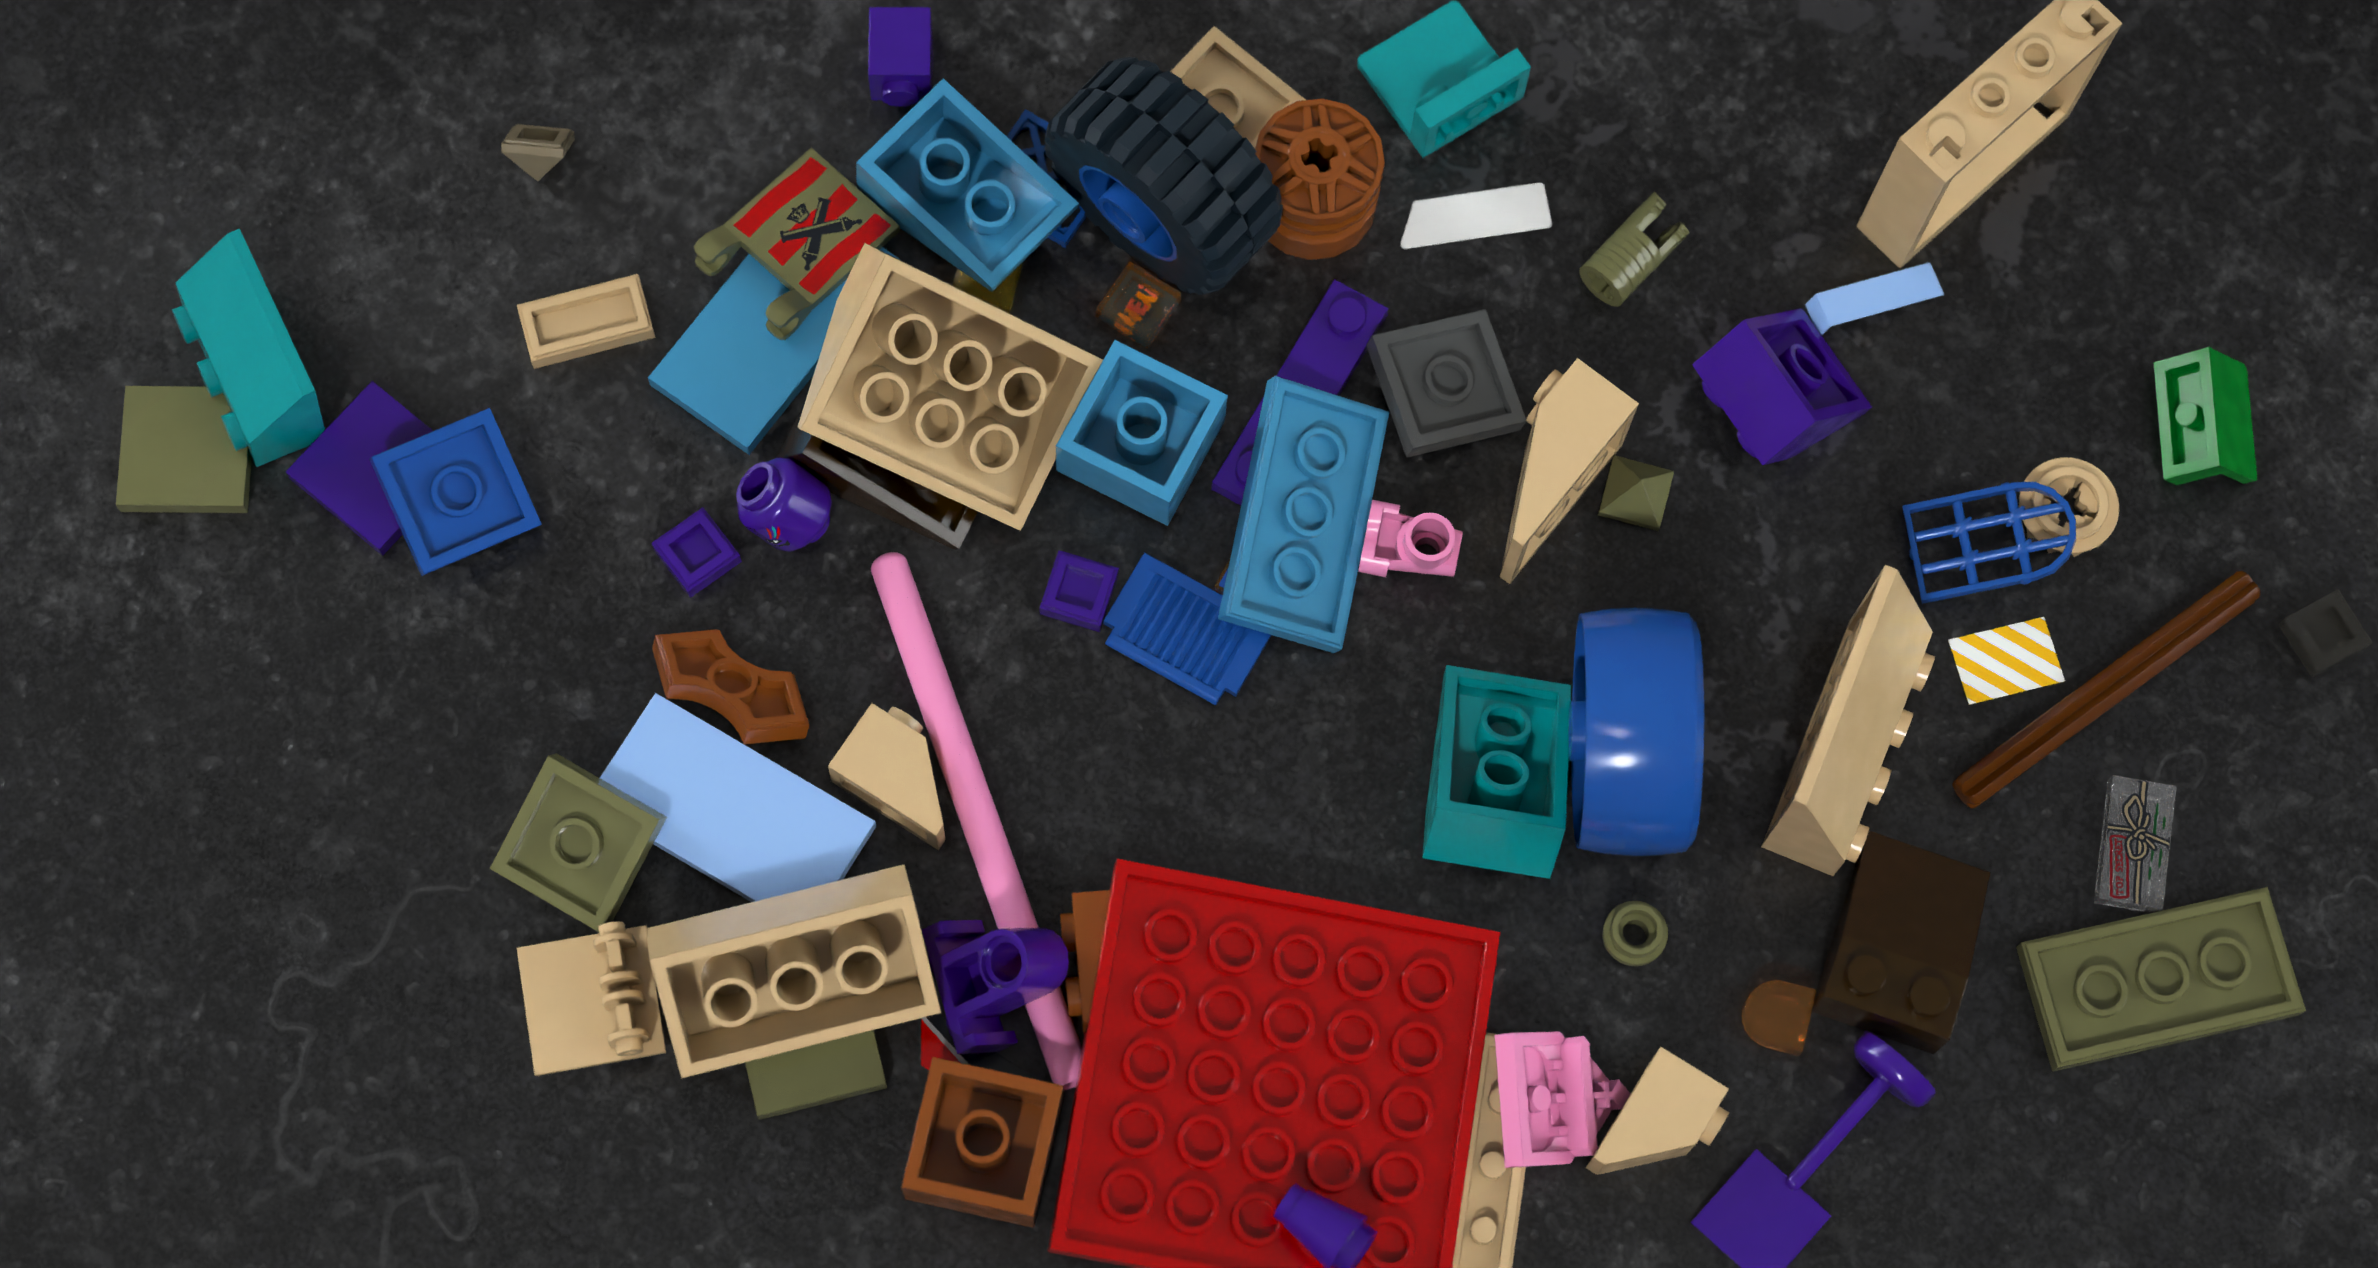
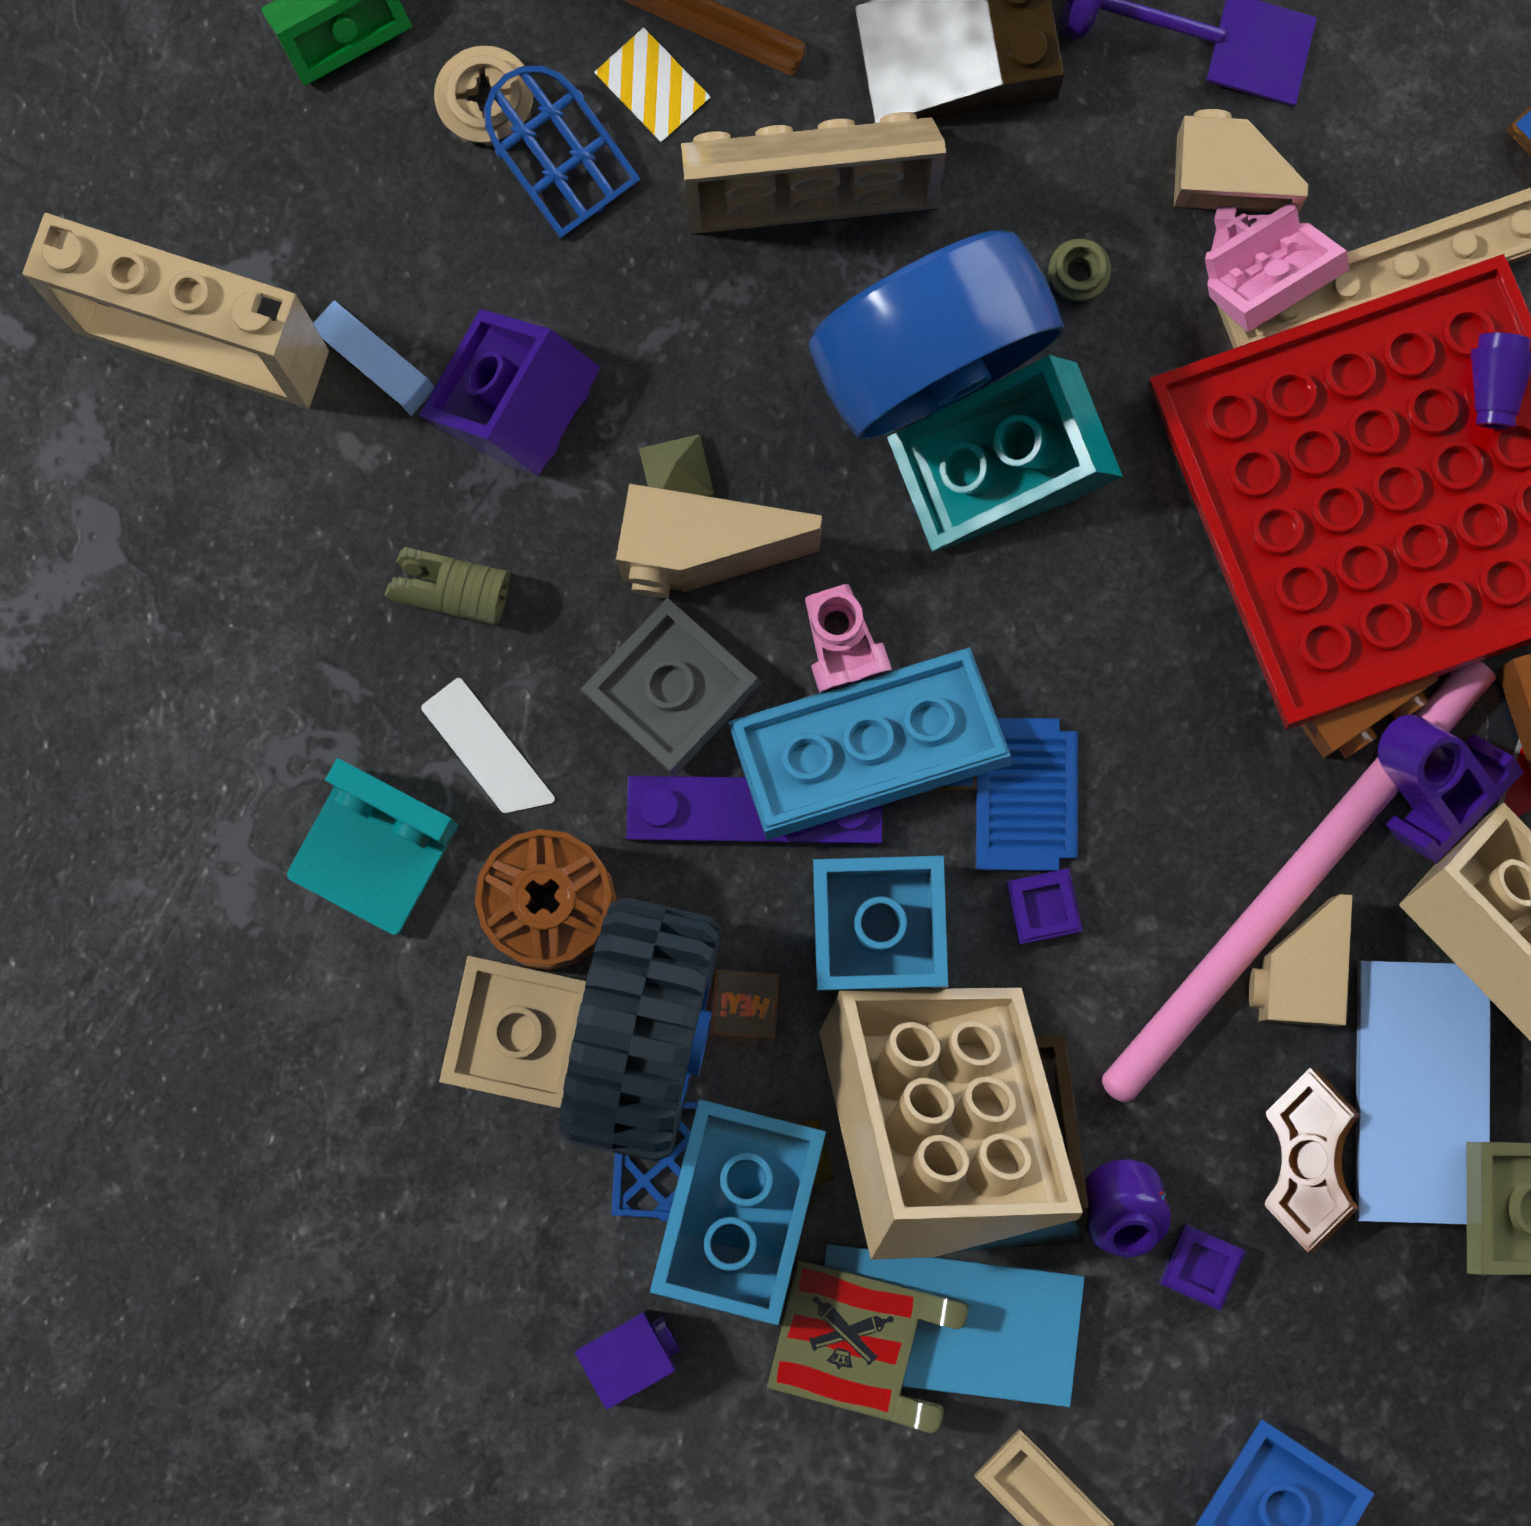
camera: 110 degrees left, 10 degrees up
(1778, 1015) = (1080, 118): clear orange tile -> none

